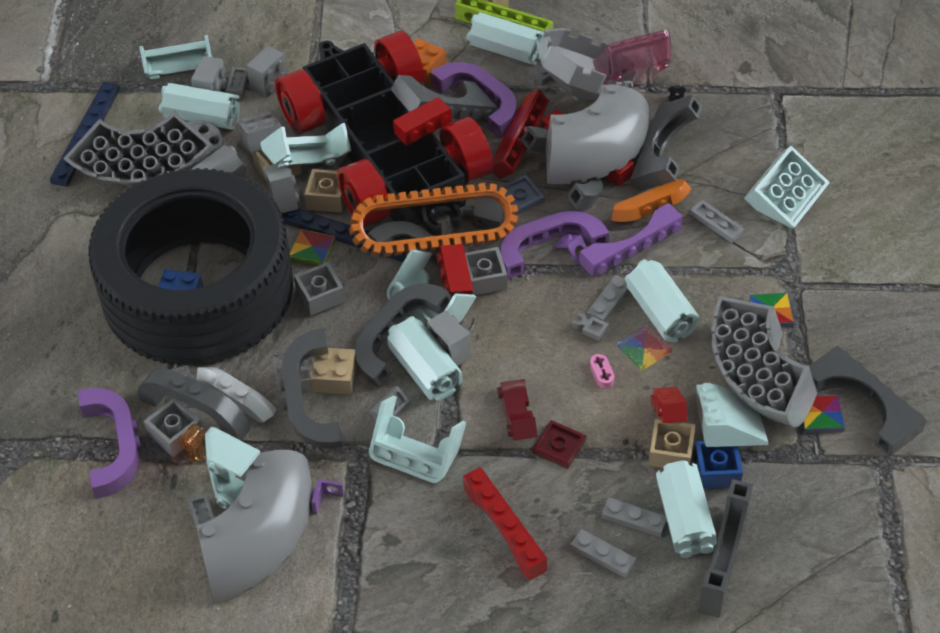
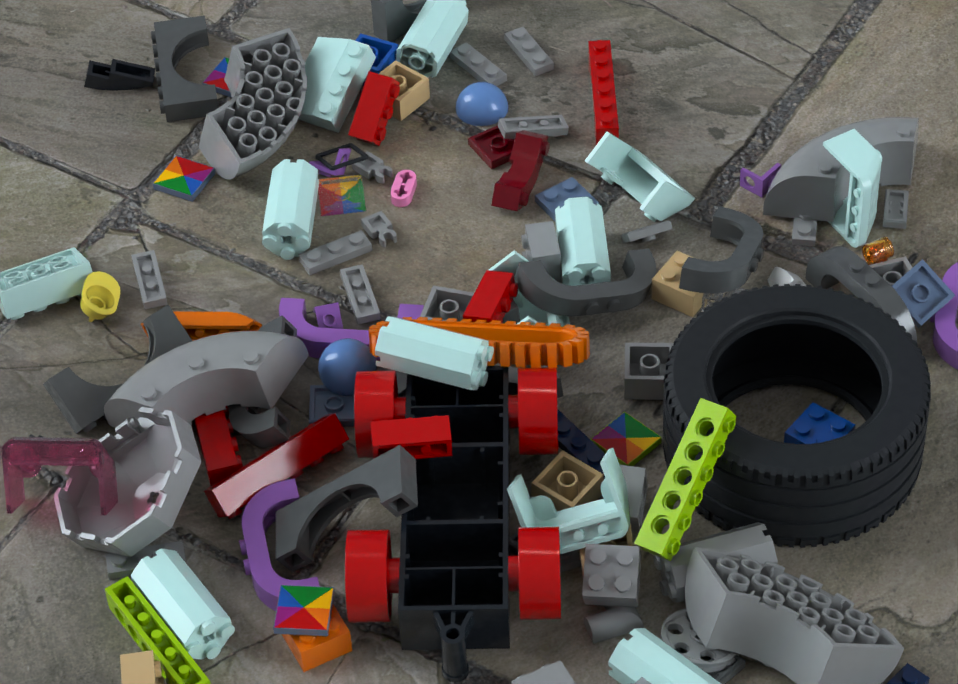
camera: 150 degrees left, 5 degrees down
(143, 409) = (922, 292): none -> sand blue plate
(228, 155) = (682, 466): none -> lime brick
(432, 48) = (304, 610): none -> tile
(444, 167) = (433, 353): none -> light aqua brick
(472, 410) = (558, 194): none -> sand blue plate
(531, 206) = (341, 362): none -> medium blue piece
(538, 461) = (547, 125): none -> light grey plate
(564, 271) = (360, 294): none -> light grey plate
(601, 478) = (481, 104): none -> medium blue piece
(602, 256) = (226, 293): medium lavender arch -> none
(640, 375) = (373, 167): none -> light grey plate
(672, 359) = (323, 170): none -> medium lavender bracket
(675, 359) = (364, 156): none -> black piece
(732, 186) = (99, 295): none -> light yellow piece
(909, 370) = (118, 76): none -> black slope

